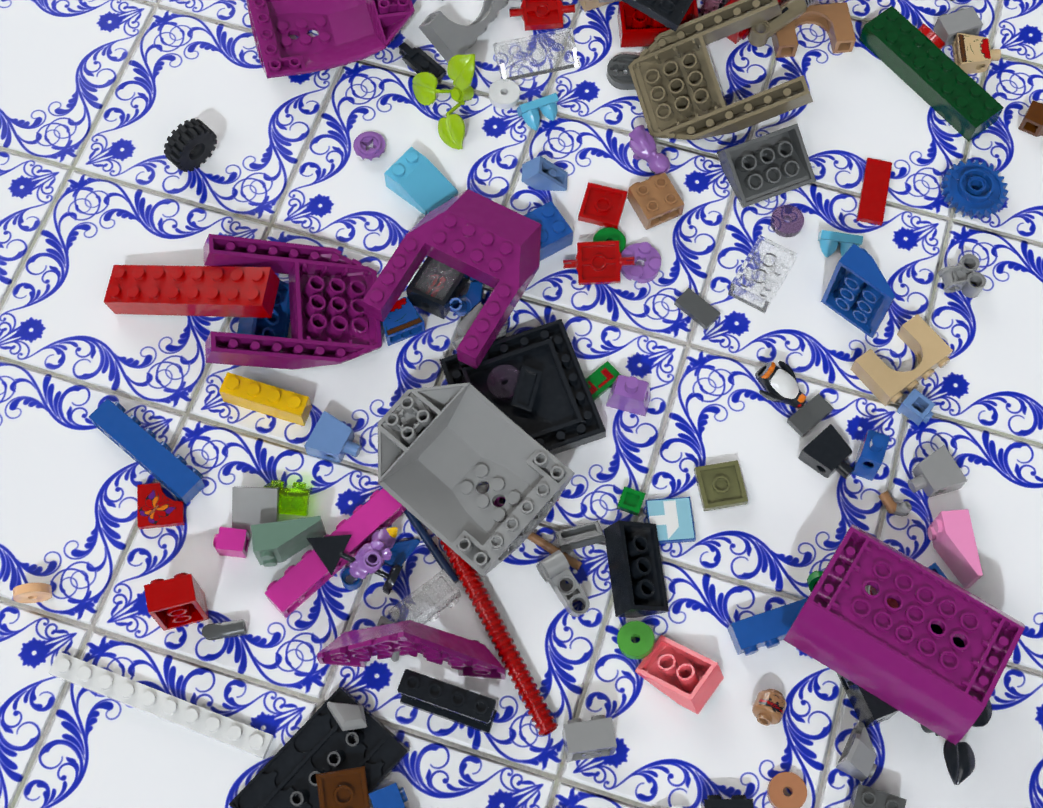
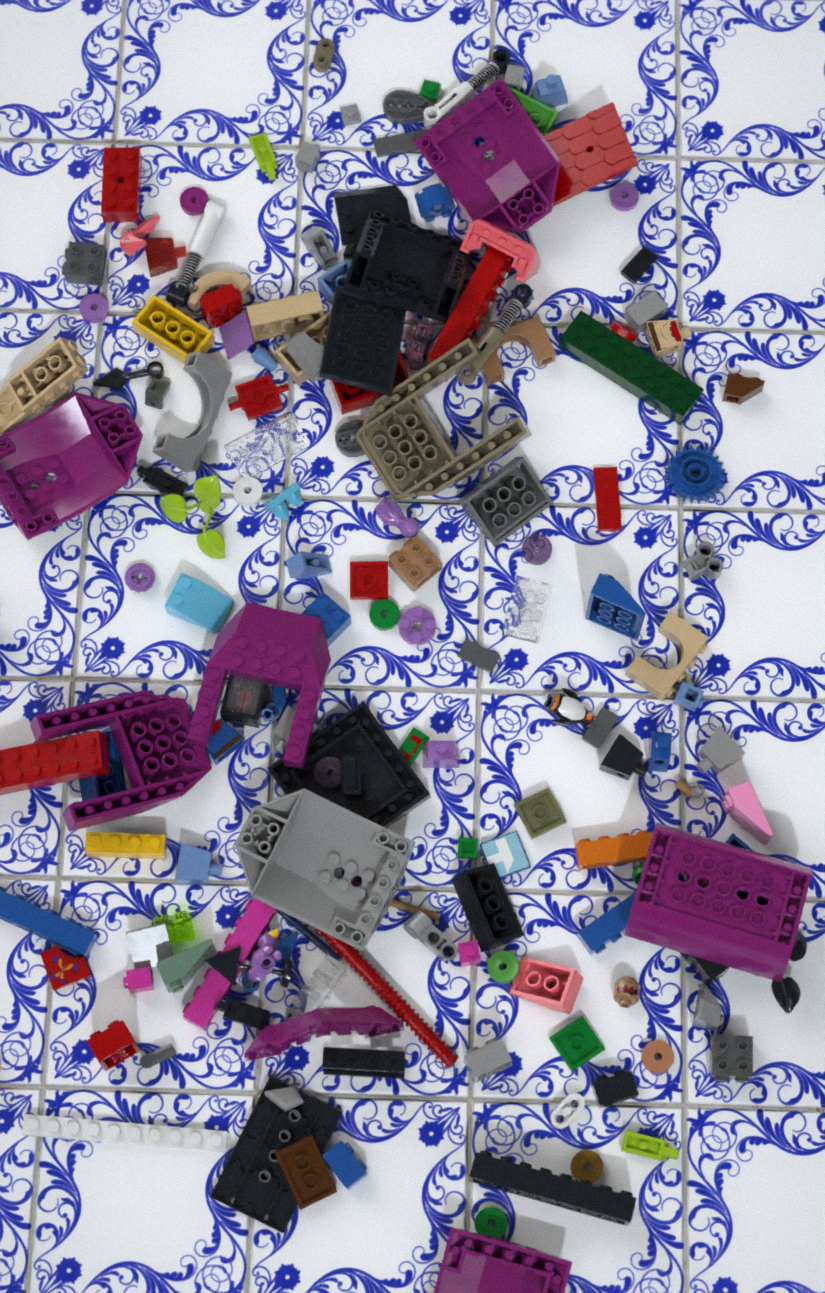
camera: 15 degrees left, 5 degrees up
(331, 609) = (243, 1013): none -> black hinge
(579, 536) = (432, 891): dark grey tile -> none
(598, 262) = (380, 637): red plate -> none
(601, 614) = (469, 953): none -> dark pink brick
(696, 750) = (576, 1044): none -> green tile
(792, 547) = (612, 851): none -> orange brick
(829, 241) = (596, 558): medium azure tile -> none

